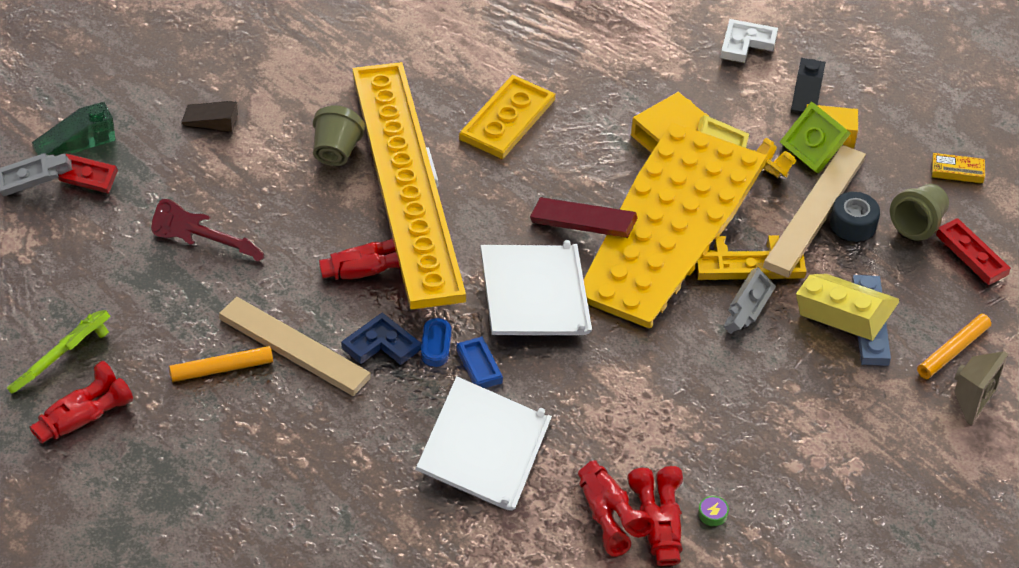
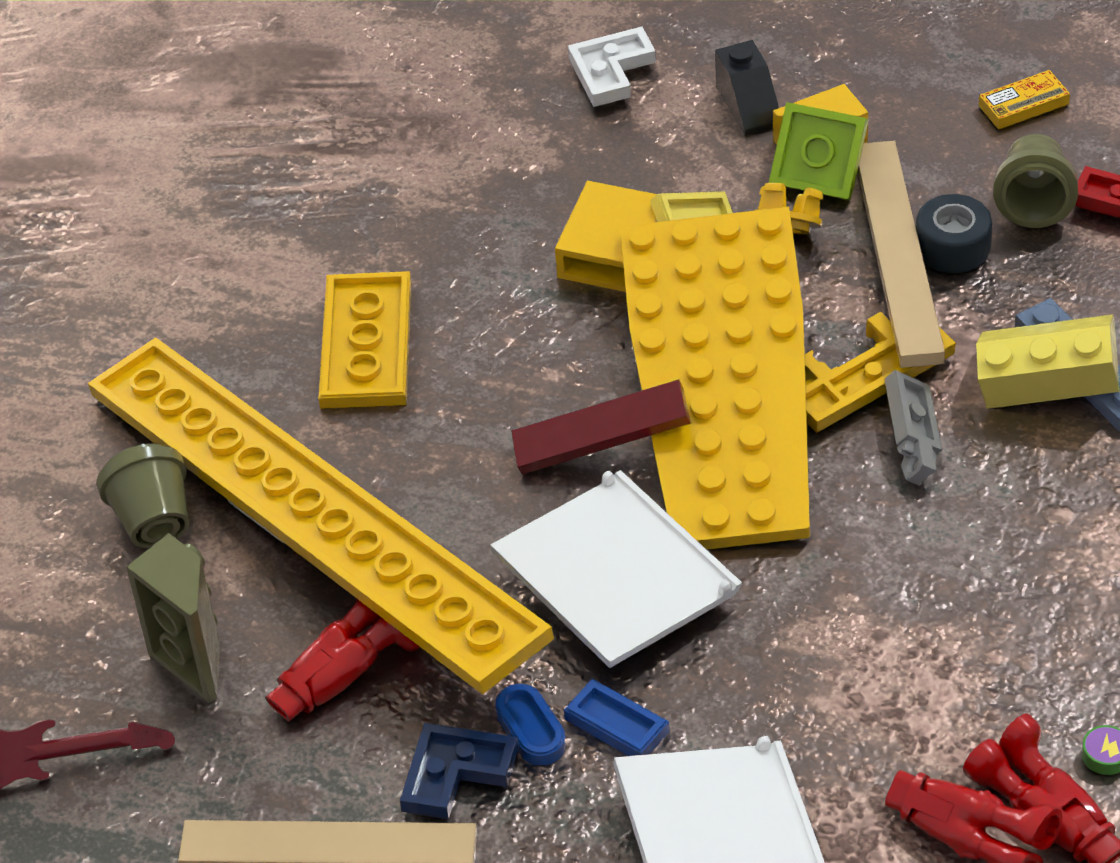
camera: 25 degrees left, 0 degrees up
(302, 196) = (177, 613): none -> olive slope

